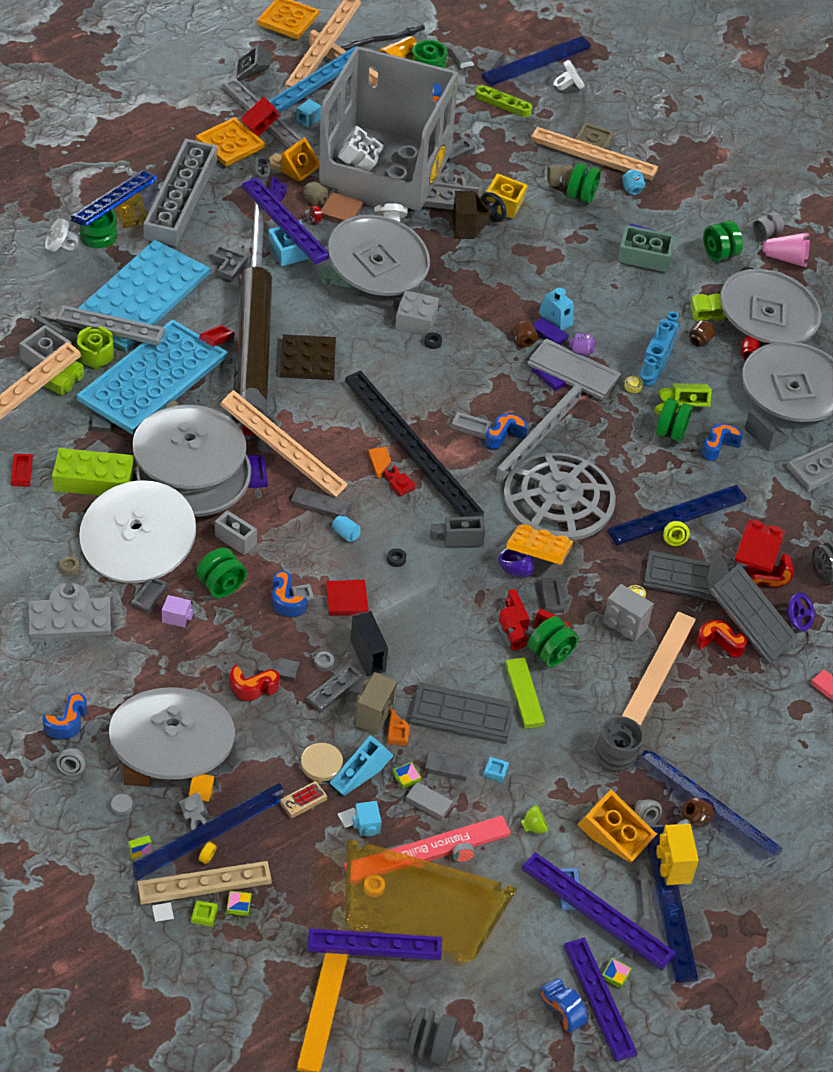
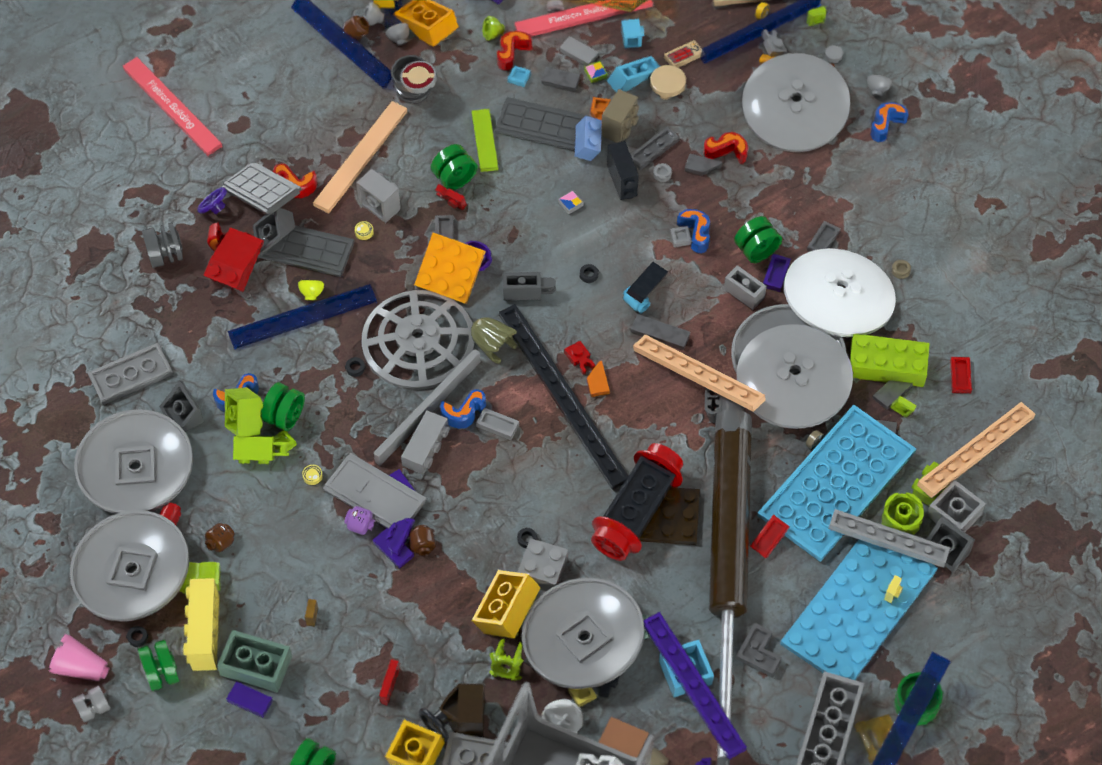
camera: 170 degrees left, 10 degrees up
(60, 236) = (961, 679): white tile -> none
(69, 615) = (894, 218): light grey plate -> none
(84, 433) = (903, 406): none -> lime tile
(111, 288) = (894, 589): none -> light yellow plate
(177, 611) = (797, 215): lavender brick -> none
(201, 550) = (776, 272): none -> dark purple tile
(258, 471) = (724, 364): dark purple tile -> none
(315, 214) = (654, 726): red tile -> none
(336, 344) = (637, 502): none -> brick
(336, 536) = (647, 282): none -> black tile
(346, 597) = (639, 232): red tile -> none
(347, 817) = (647, 44): white sticker -> none
(409, 681) = (588, 138): none -> medium blue piece
(422, 627) = (570, 202): none -> tile
(446, 249) = (498, 659): none -> lime piece
(446, 278) = (506, 604): none -> yellow brick
(486, 484) = (490, 335): none -> olive hair
(514, 622) = (486, 199): red plate -> none
(514, 792) = (508, 43): none -> red animal
(534, 240) = (389, 682): none -> red tile
(537, 402) = (425, 442): none -> light grey brick
(546, 334) = (398, 534): none -> dark purple tile
(558, 309) = (378, 565): medium azure torso -> none
(608, 284) = (311, 612): none -> pearl gold tile
(610, 718) = (418, 77): none -> tile
(615, 476) = (355, 373): none -> black piece
(659, 349) = (276, 501): dark azure piece -> none
(695, 265) = (202, 624): none -> light yellow brick
(709, 407) = (243, 412): none -> lime brick

